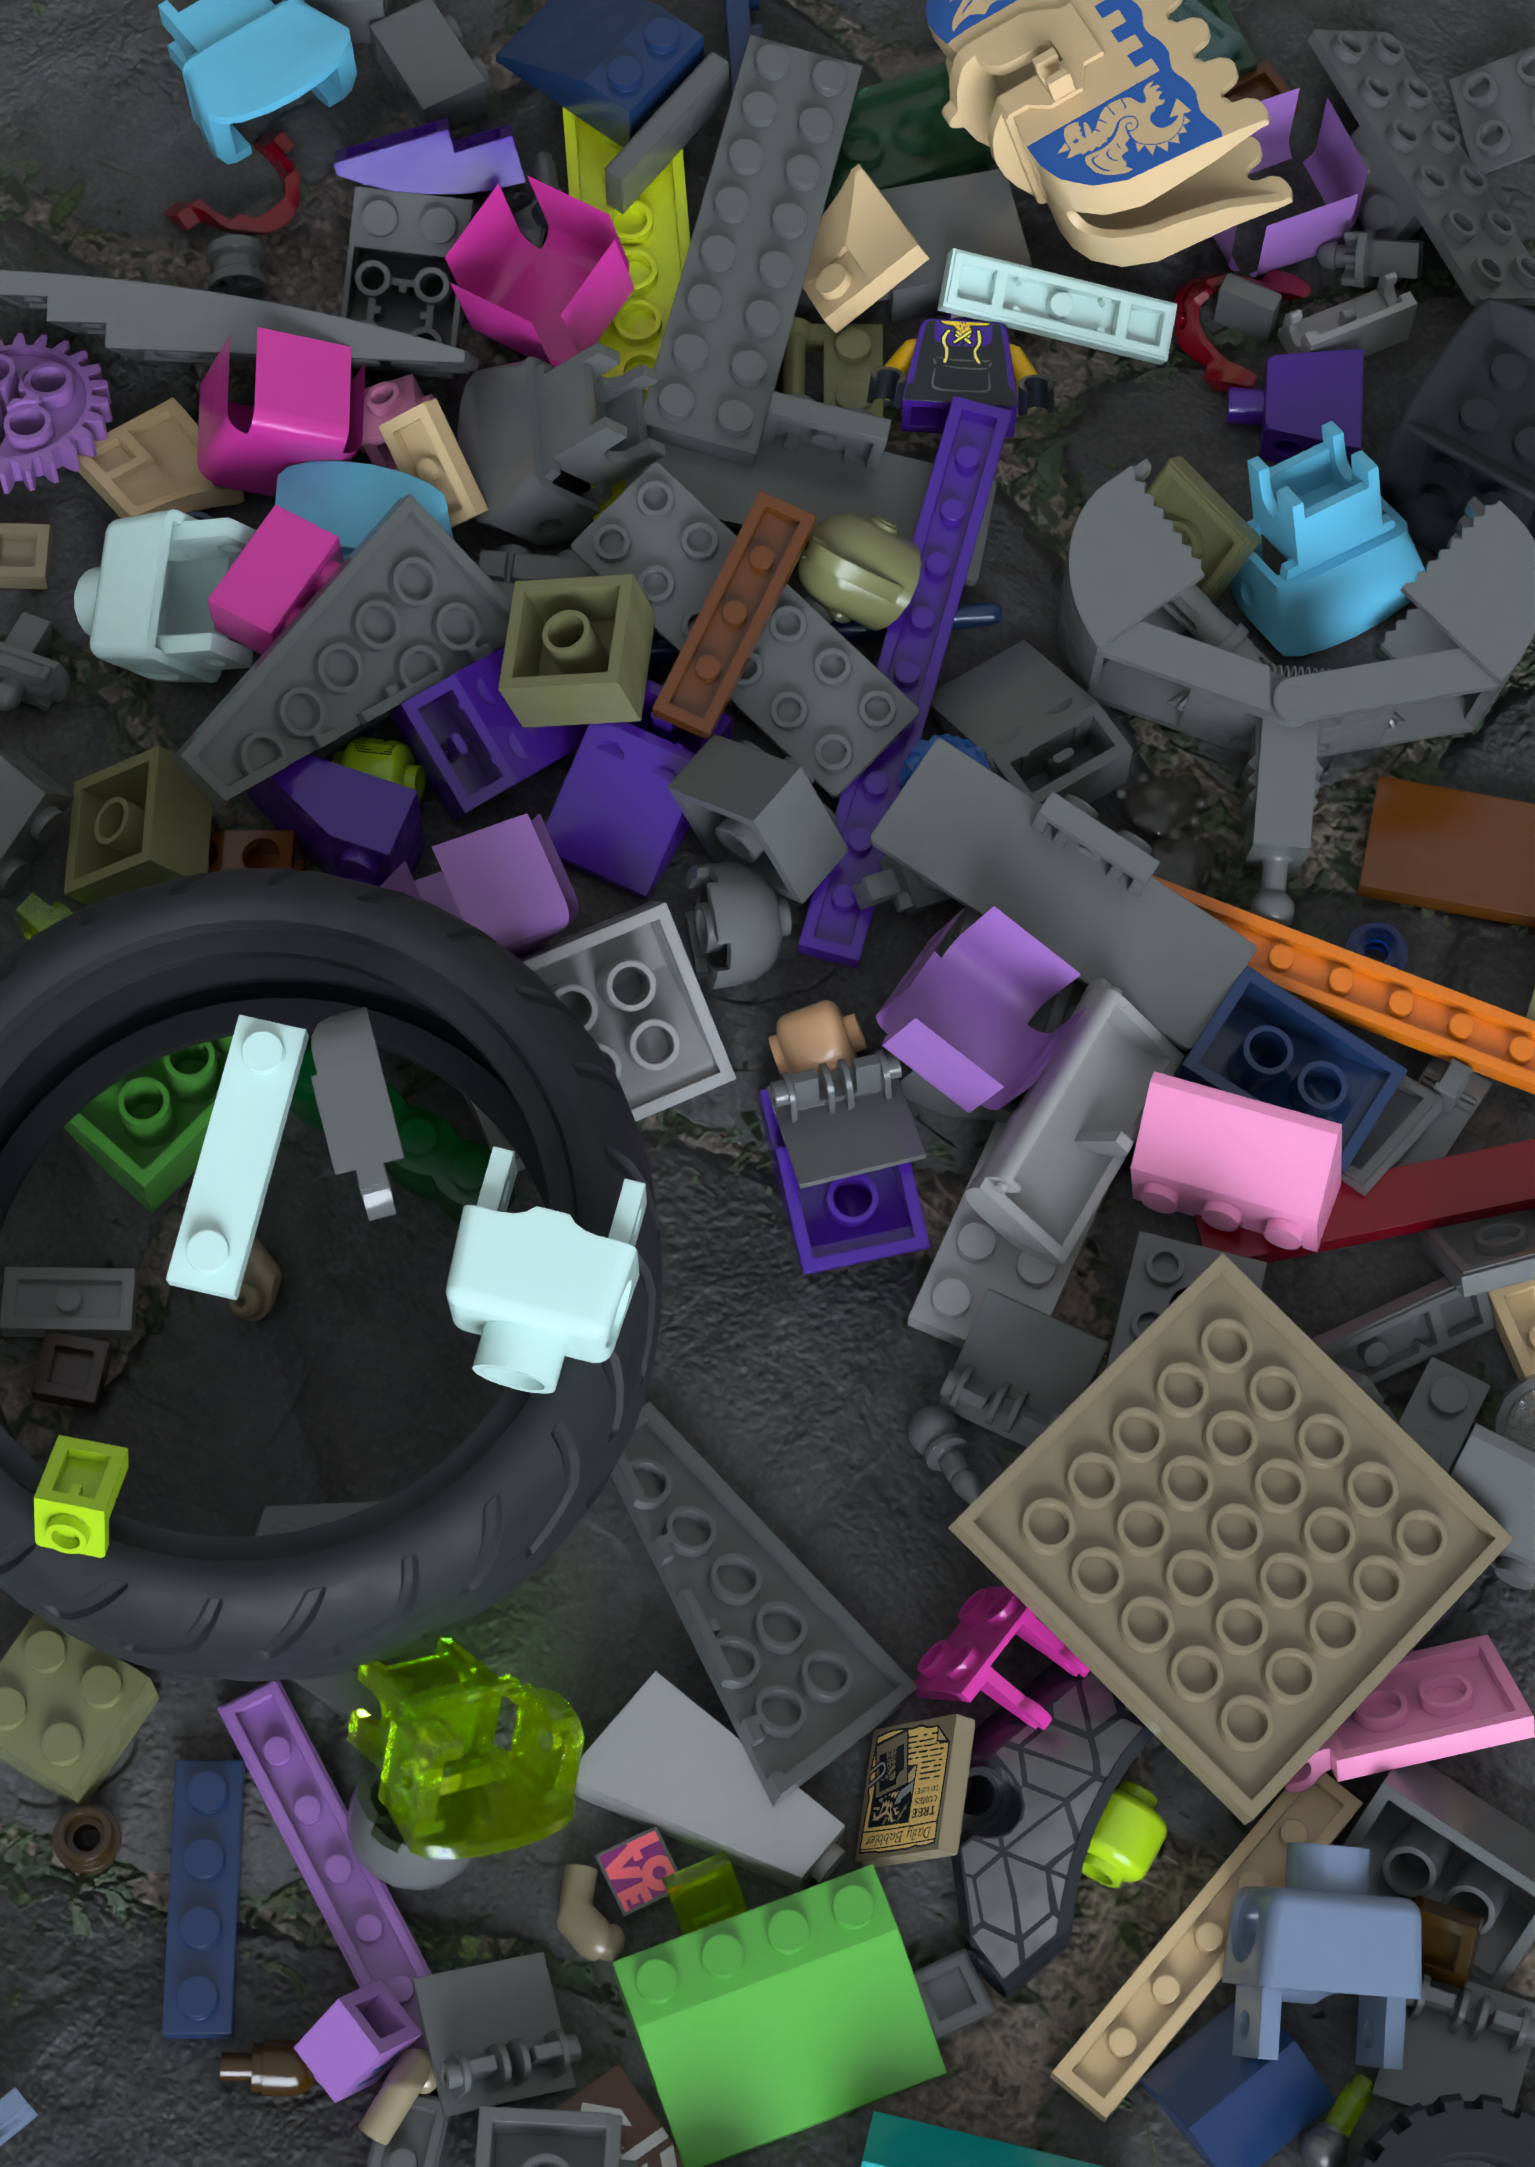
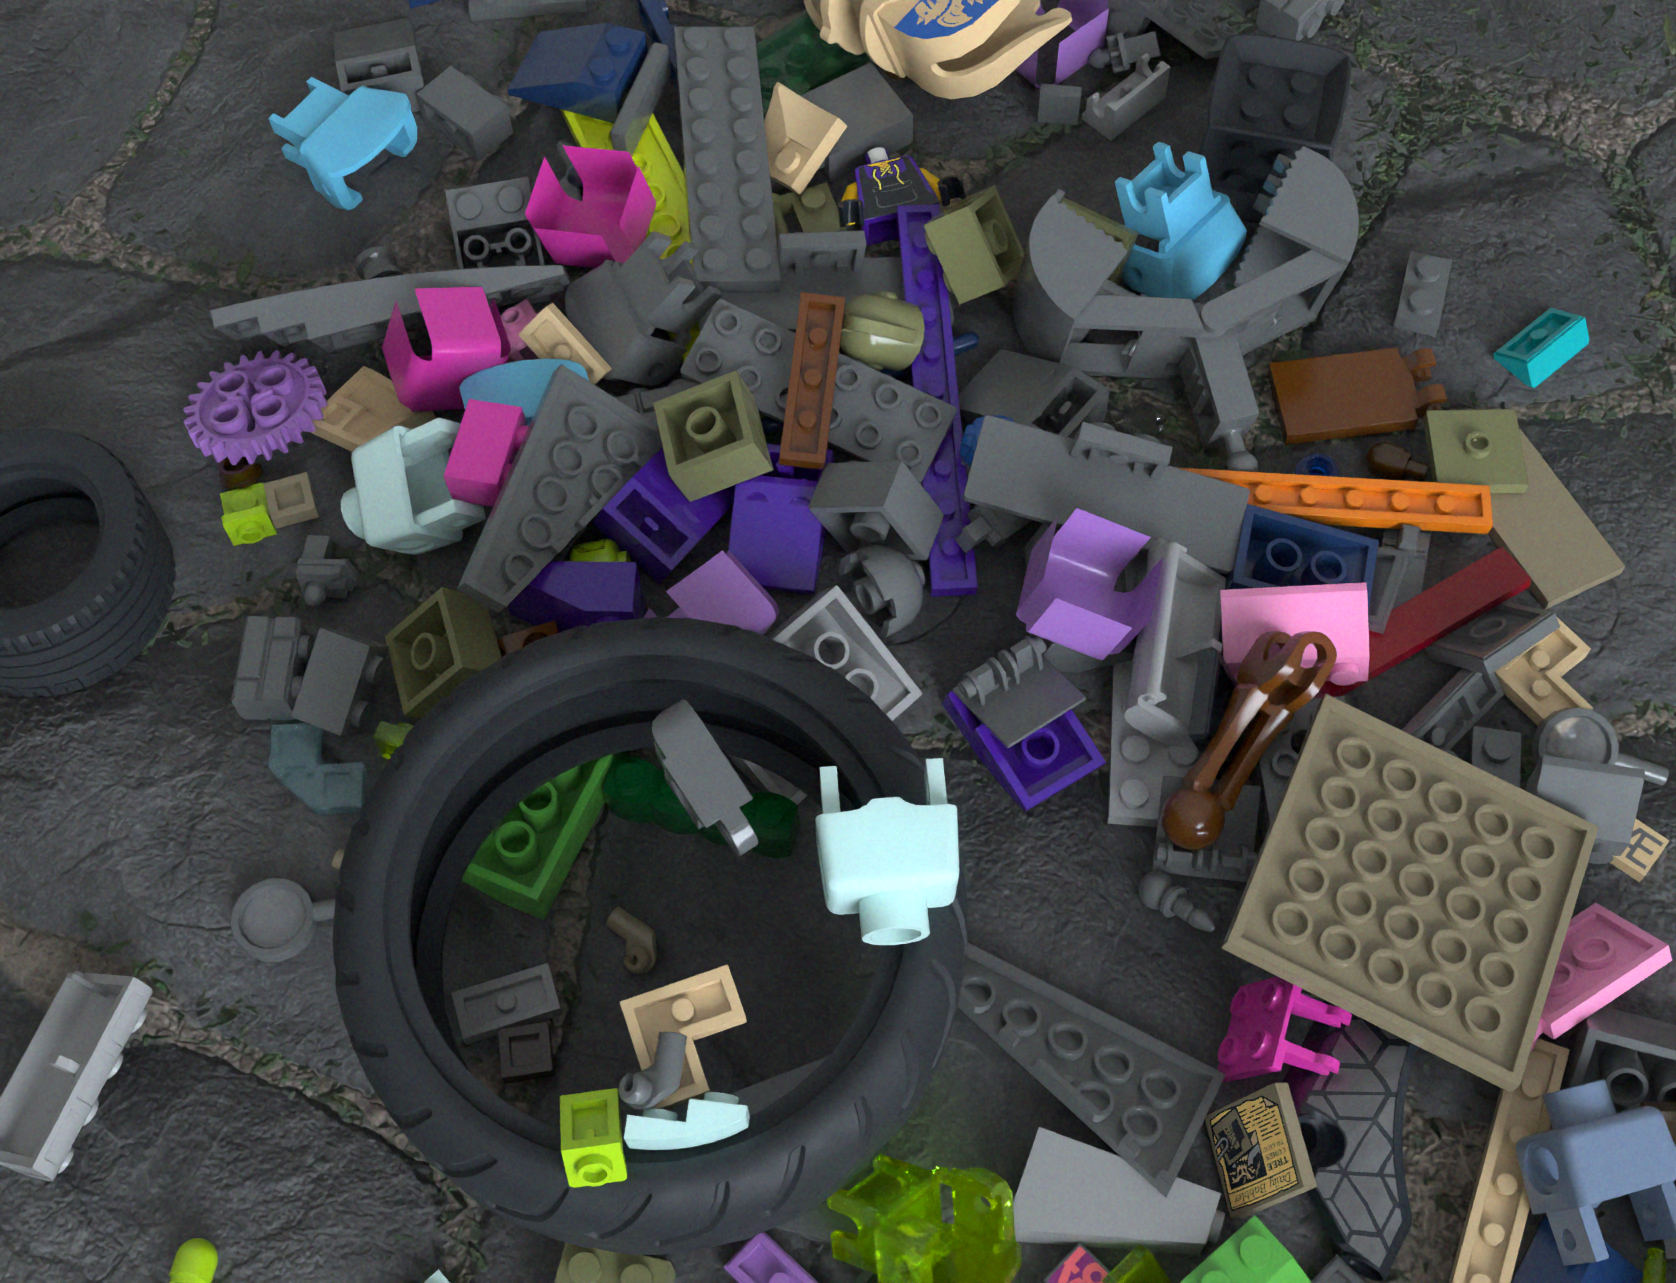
camera: 15 degrees left, 5 degrees down
(178, 1454) = (658, 1080): none -> dark grey arm
(212, 1523) = (706, 1122): none -> light aqua slope
(213, 1392) = (688, 1007): none -> tan plate
(237, 1157) = (622, 843): light aqua plate -> none
(273, 146) = (377, 191): dark red helmet -> none
(433, 162) = (493, 161): slope -> none
(816, 1037) = (969, 648): light nougat head -> none
(1032, 484) = (975, 245): none -> olive brick
(1057, 306) = (938, 136): light aqua plate -> none
(1093, 1232) = (1210, 701): none -> black tile
(1125, 1837) = (1422, 1132): lime head -> none
(1163, 1221) = (1273, 692): none -> reddish brown piece
(1192, 339) = (1033, 136): dark red helmet -> none
(1298, 398) = (1117, 148): dark purple torso -> none
(1488, 969) = (1394, 463): none -> dark brown cylinder

